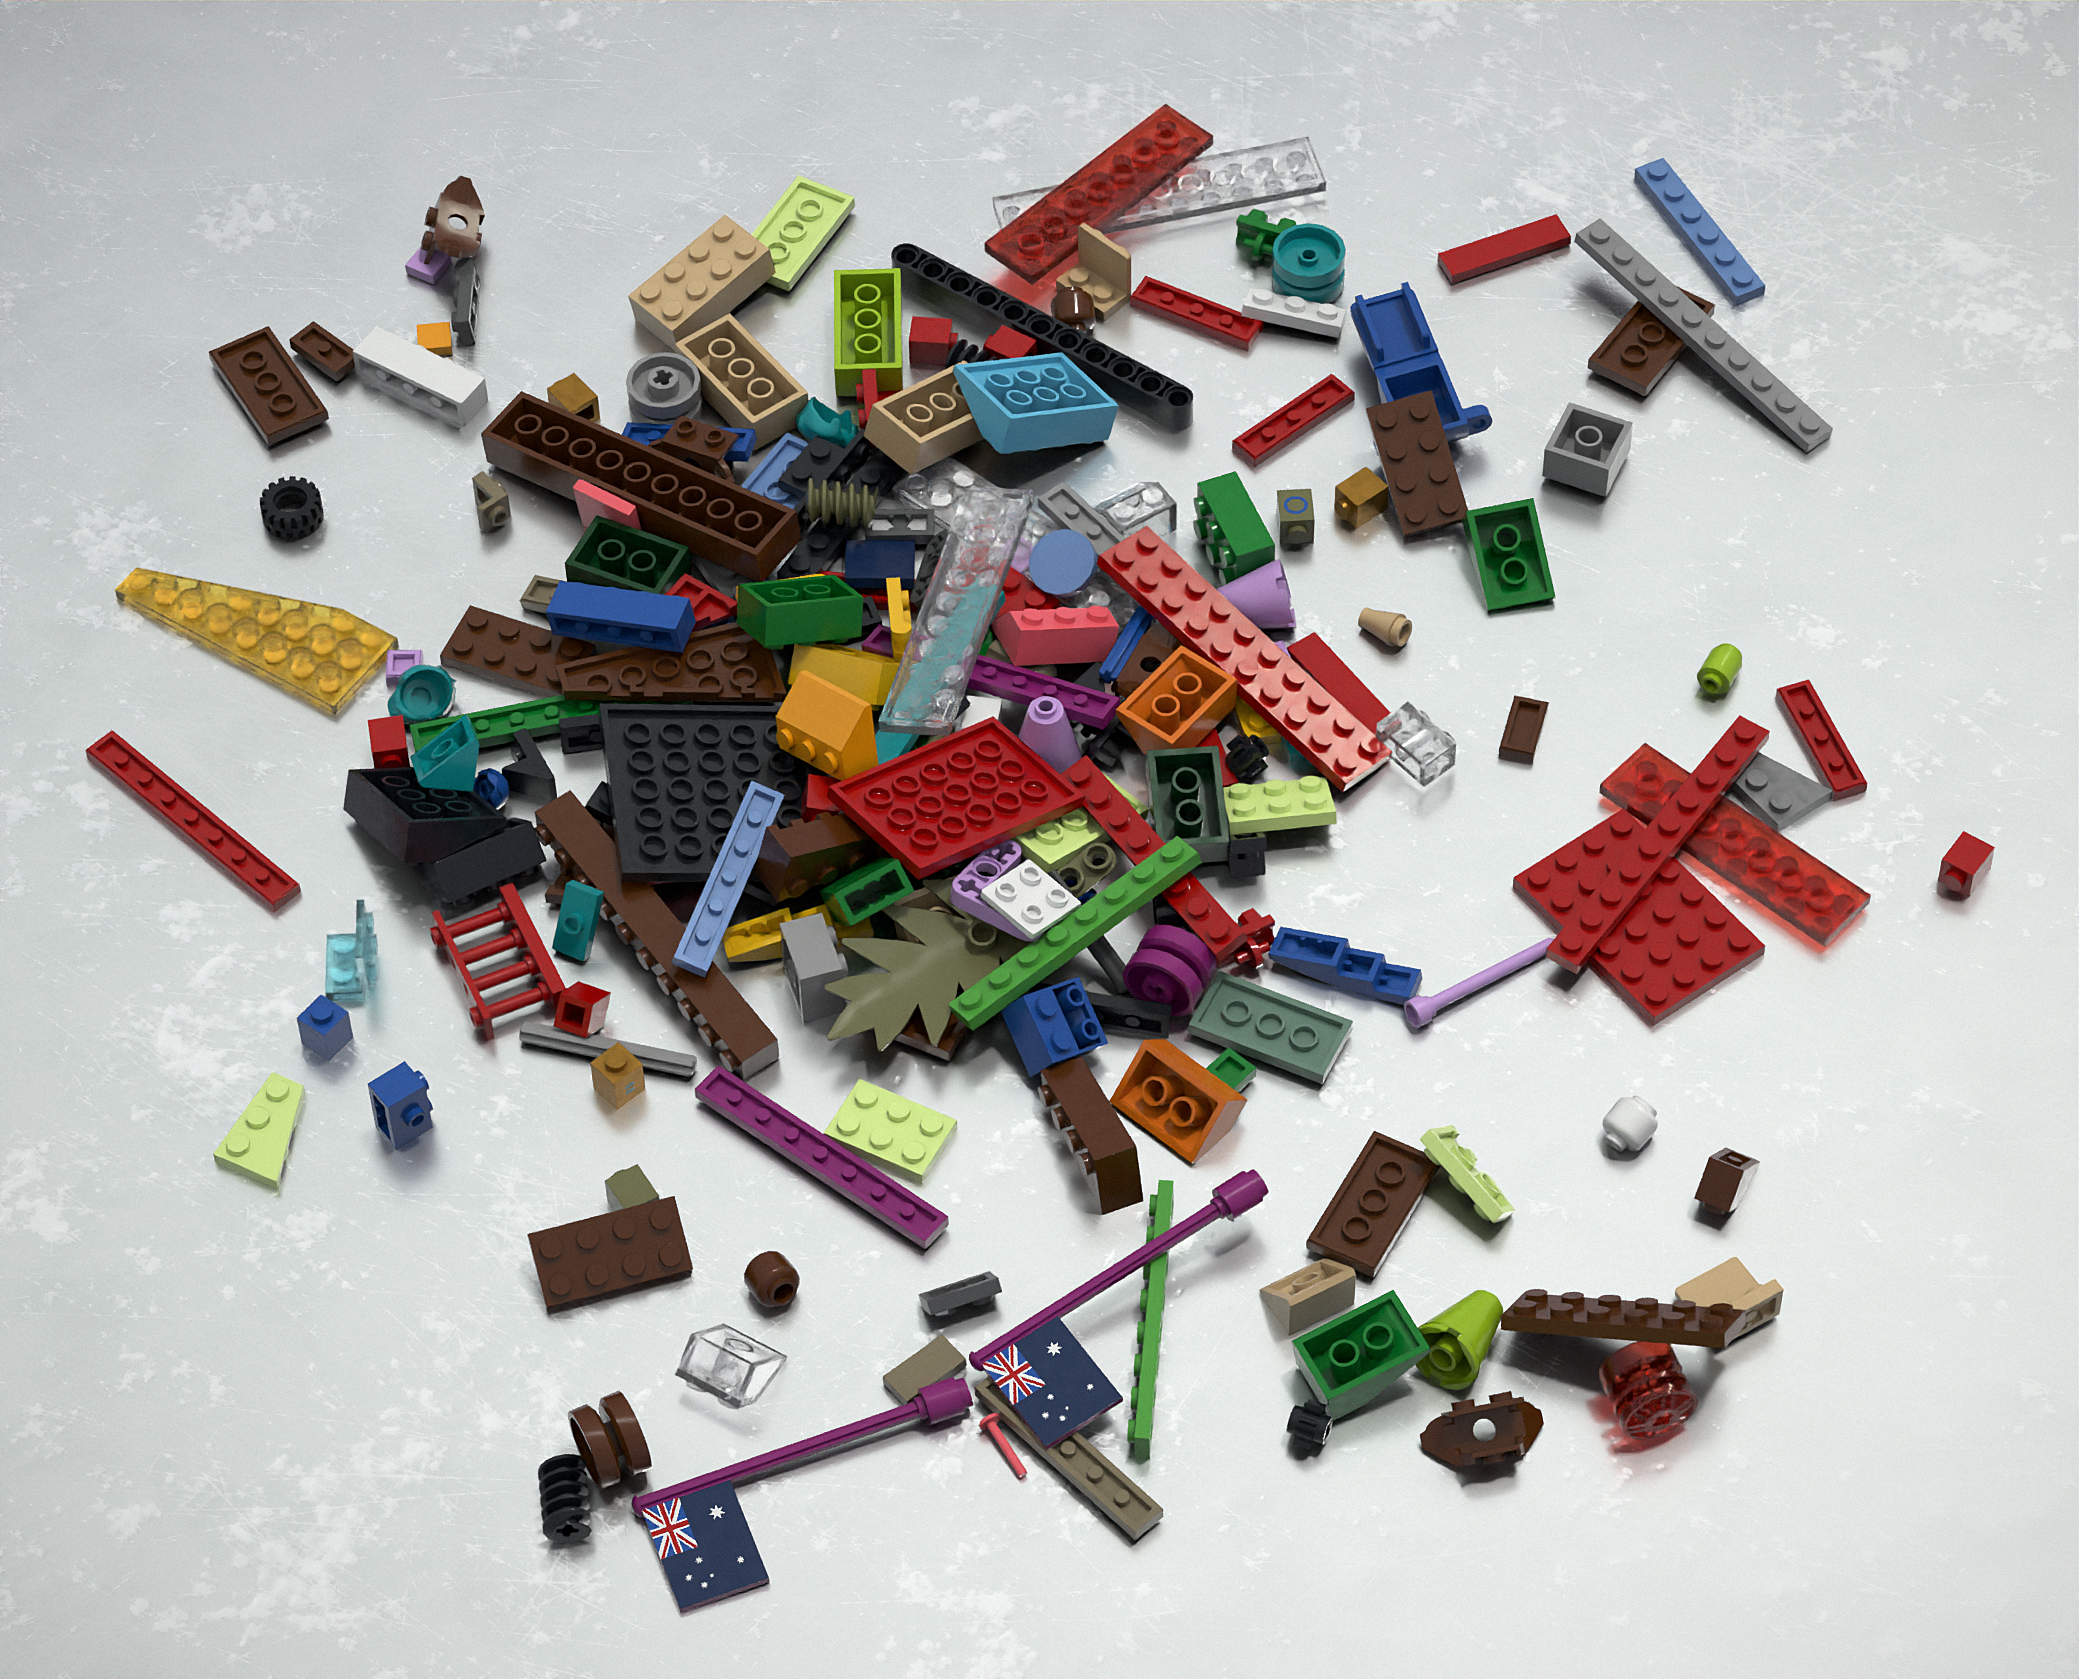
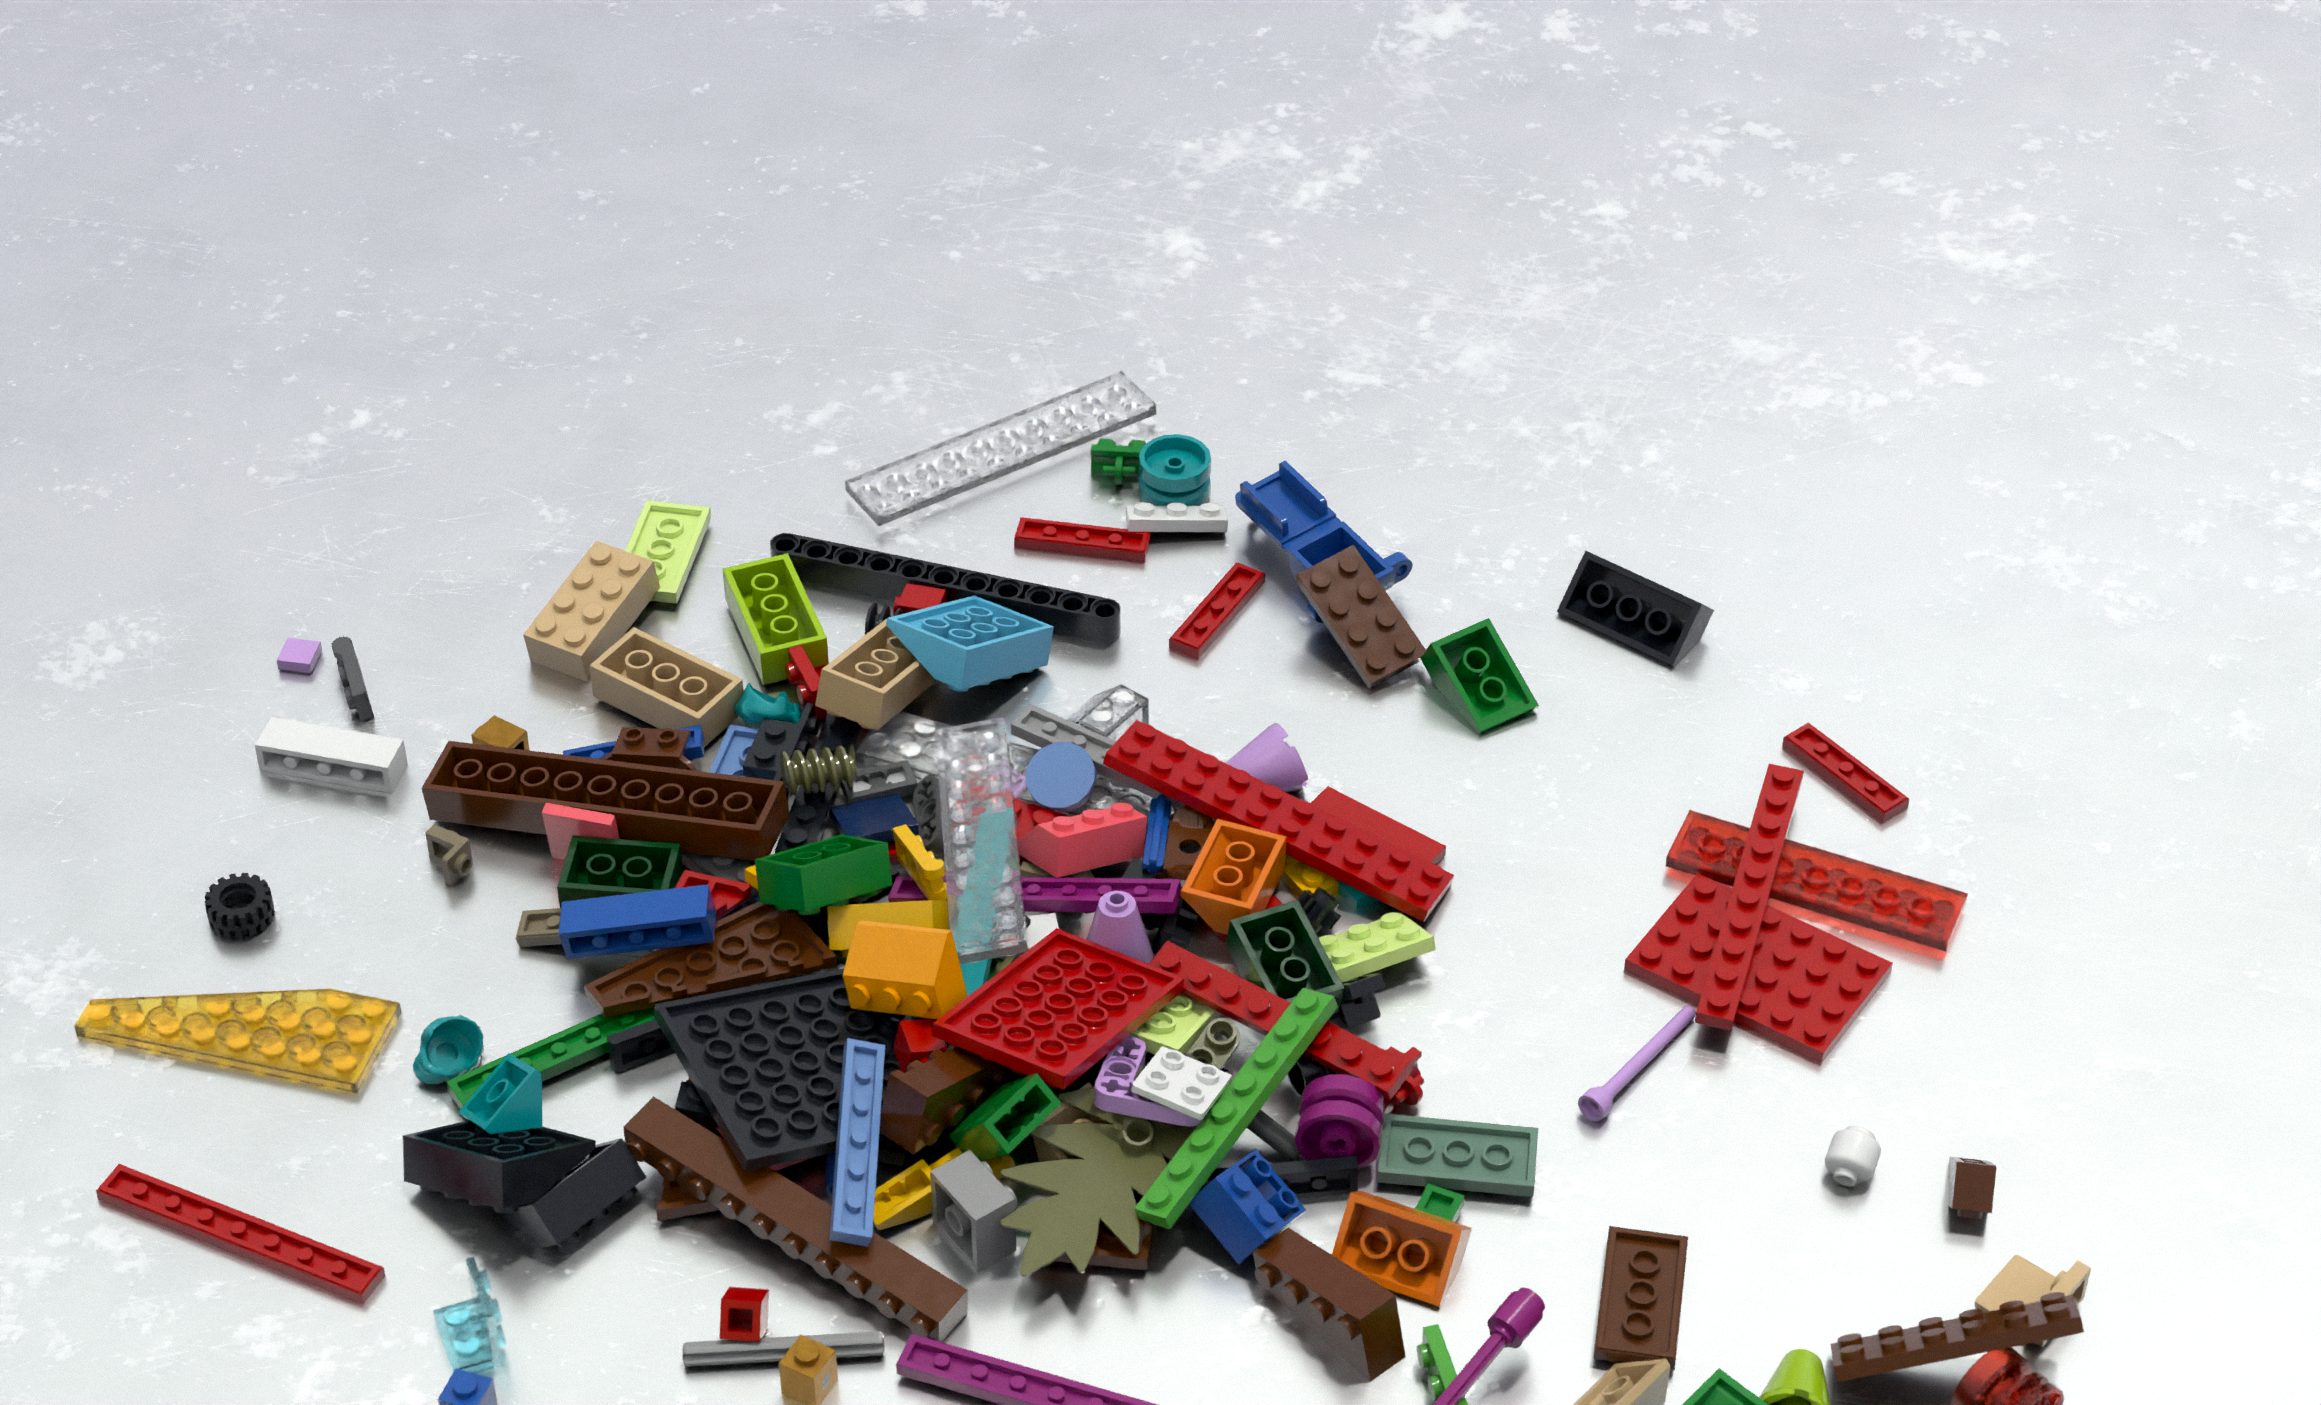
camera: 20 degrees left, 10 degrees down
(268, 385) = (172, 798): reddish brown piece -> none
(323, 350) = (220, 754): reddish brown plate -> none
(388, 742) = (429, 1102): red brick -> none
(400, 661) = (410, 1028): lavender tile -> none
(435, 337) = (332, 715): light orange tile -> none
(458, 201) = (312, 587): reddish brown piece -> none
(492, 787) = (560, 1117): blue plate -> none
(511, 651) = (527, 989): reddish brown plate -> none
(521, 936) = (648, 1257): red fence -> none
(530, 771) = (591, 1095): black slope -> none
(577, 920) = (705, 1226): teal plate -> none
(664, 389) = (590, 710): light grey wheel -> none
(891, 1130) = (1118, 1353): yellowish green plate -> none
(931, 340) = (840, 614): red brick -> none
(1074, 308) = (967, 554): reddish brown head -> none
(1098, 193) = (948, 455): clear red plate -> none
(1101, 271) = (979, 521): tan bracket -> none
(1231, 527) = (1212, 709): green brick -> none
(1295, 516) = (1261, 689): olive brick -> none
(1352, 969) = (1490, 1079): blue slope -> none
(1361, 497) = (1316, 659): pearl gold brick -> none
(1387, 626) = (1393, 765): tan cone -> none
(1417, 743) = (1477, 860): clear brick -> none
(1461, 1164) = (1722, 1246): yellowish green wing -> none
(1504, 248) = (1344, 427): red tile -> none
(1523, 729) = (1566, 827): reddish brown tile -> none
(1587, 449) = (1510, 572): light grey brick -> none
(1641, 348) = (1516, 470): reddish brown plate -> none
(1694, 518) = (1634, 609): none -> black slope
(1699, 231) = (1514, 378): medium blue plate -> none
(1703, 335) = (1566, 456): light grey plate -> none
(1720, 669) = (1724, 732): lime brick -> none
(1778, 792) = (1831, 825): flat silver wing -> none
(1966, 864) = (2038, 846): red brick -> none

